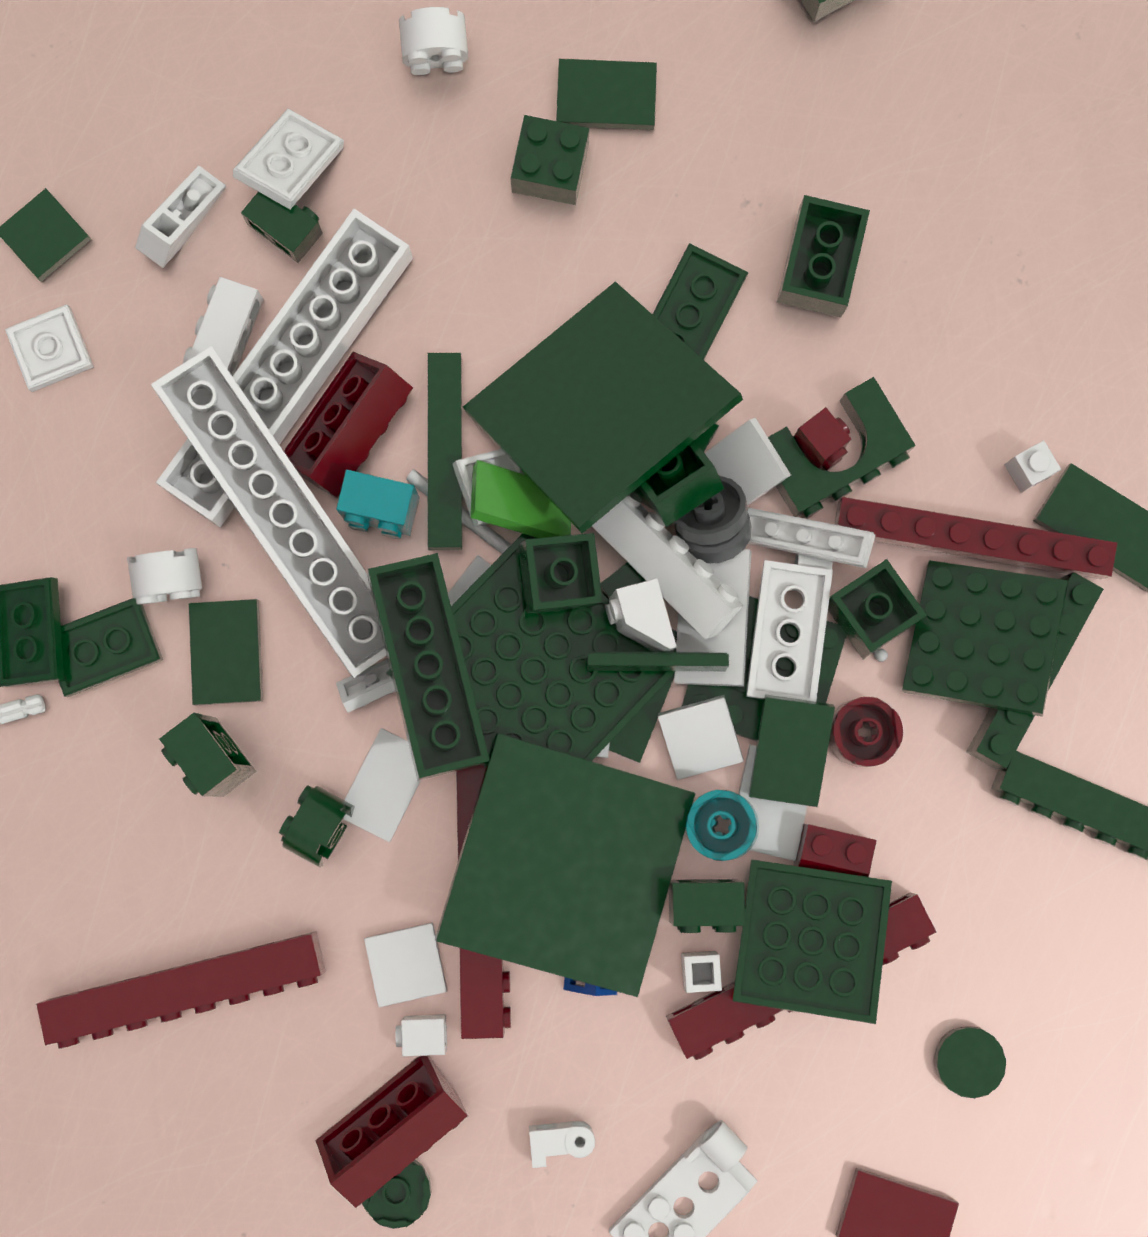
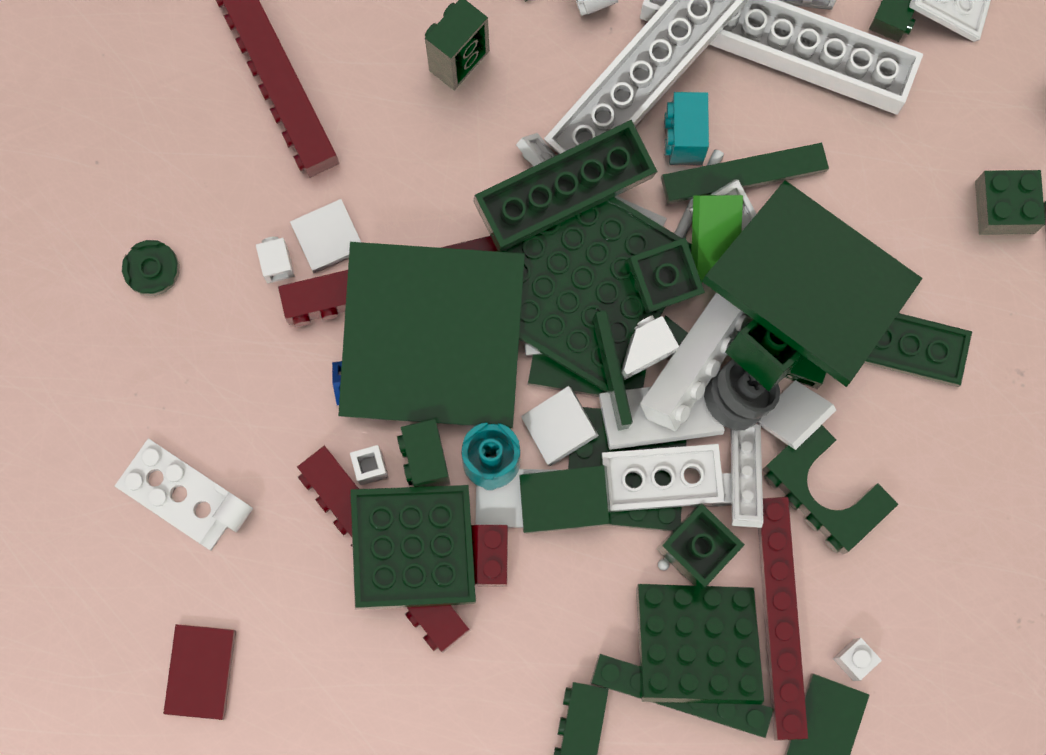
camera: 80 degrees right, 5 degrees down
(225, 652) = (542, 45): dark green tile -> none
(316, 825) = (421, 139): dark green brick -> none
(347, 422) = (748, 92): dark red slope -> none
(383, 786) = (454, 186): white sticker -> none
(390, 1130) = (196, 250): dark red slope -> none
(560, 1139) = (216, 391): white leg -> none
(823, 256) = (991, 441): dark green brick -> none
(823, 439) = (832, 471): dark red brick -> none
(873, 715) = (601, 543): dark red brick -> none
(970, 1062) = (340, 707): dark green tile -> none

